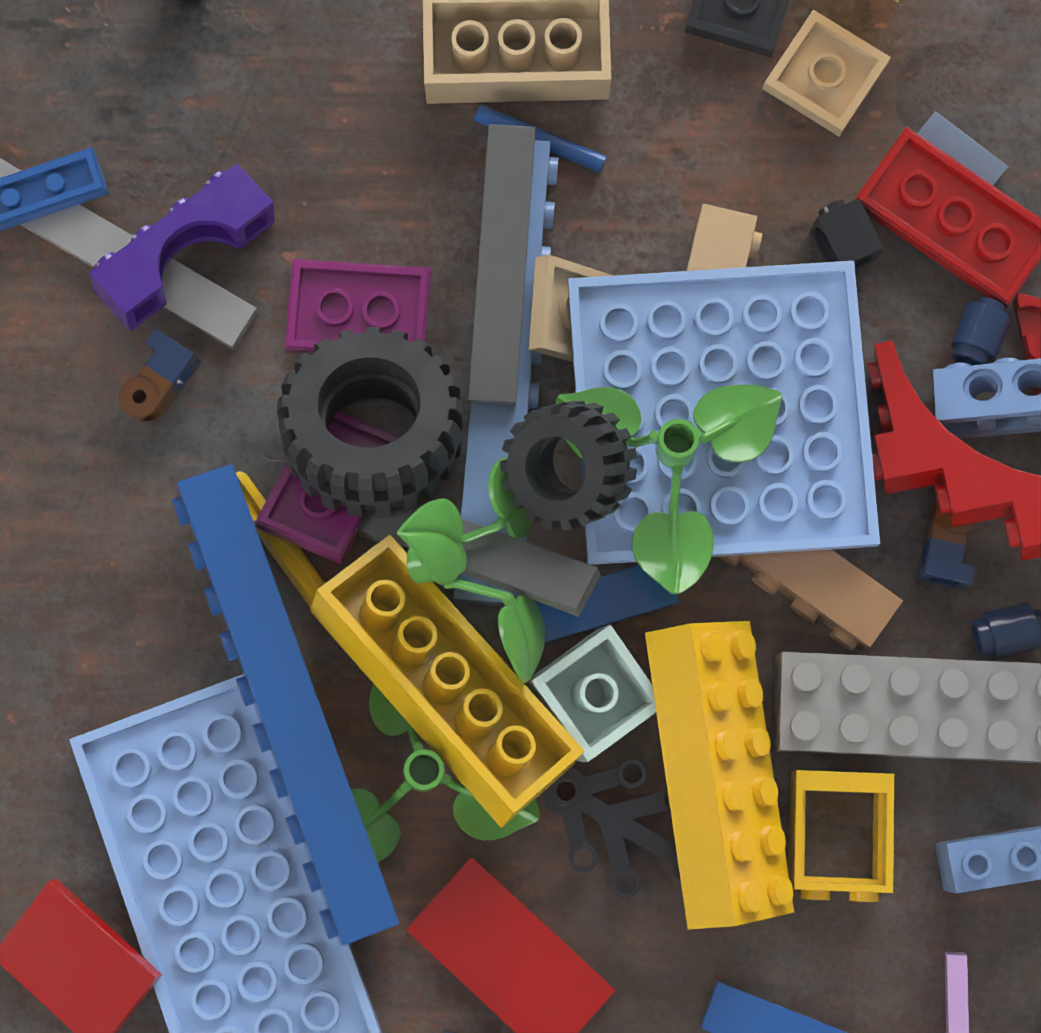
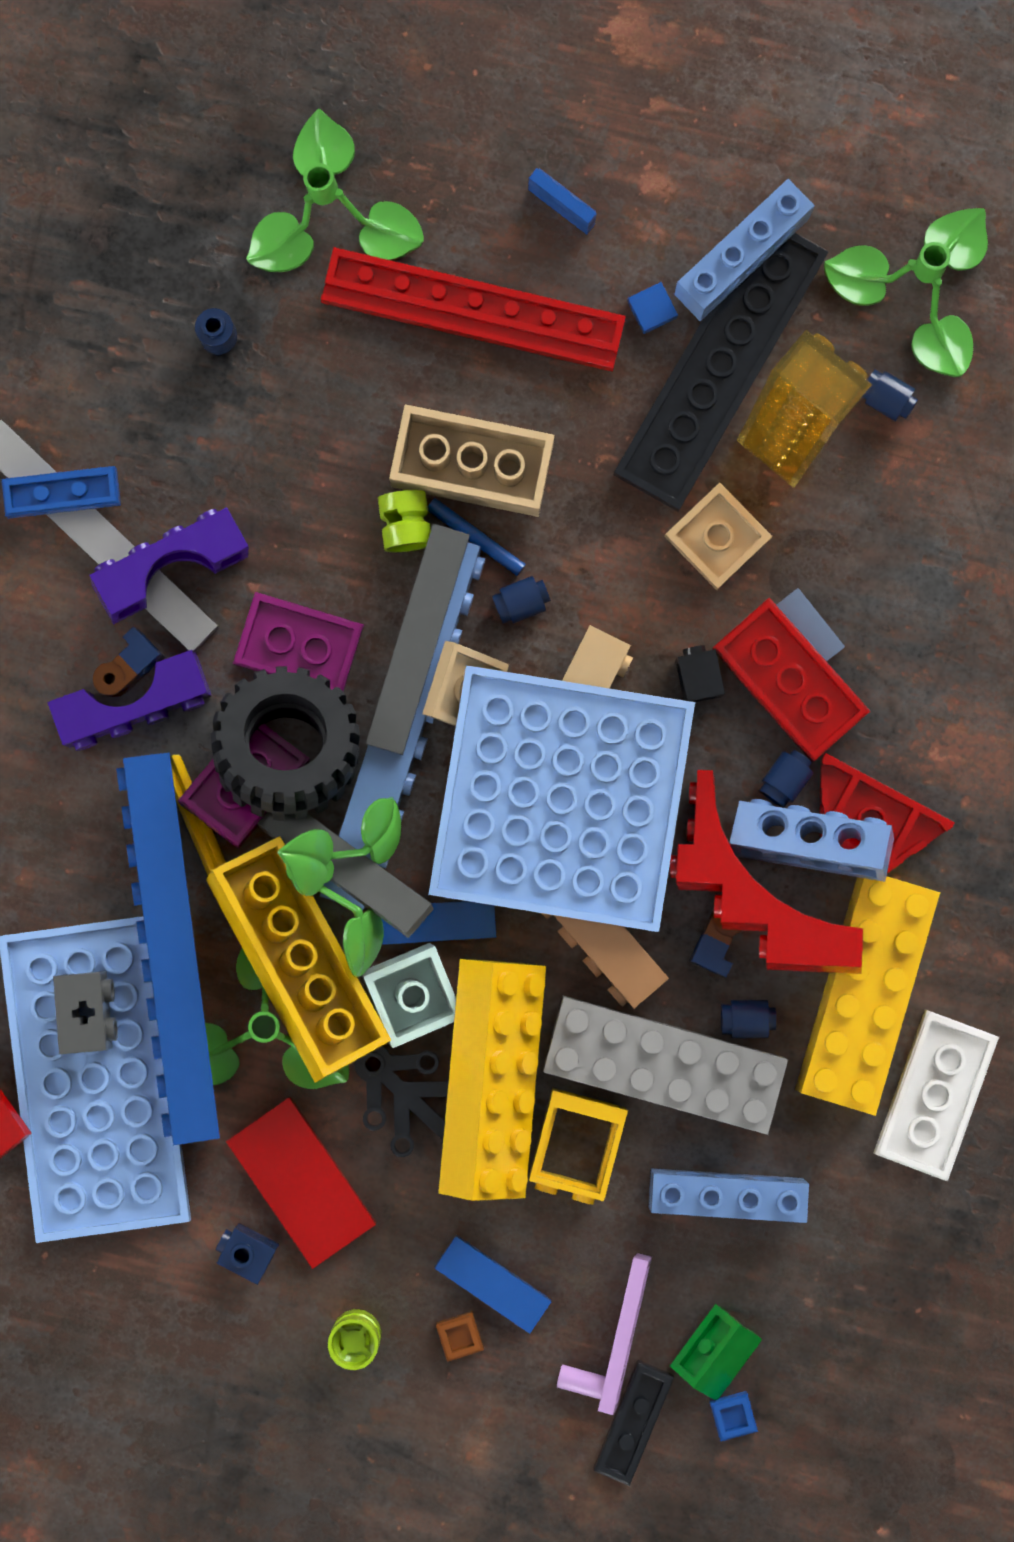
camera: 10 degrees right, 5 degrees up
(121, 453) = (176, 684): none -> dark purple arch
(175, 789) = (73, 1030): none -> dark grey brick
(450, 129) = (405, 521): none -> lime wheel
(533, 472) = (401, 821): black tyre -> none
(612, 197) = (521, 600): none -> dark blue brick
(740, 428) = (566, 808): bright green plant -> none

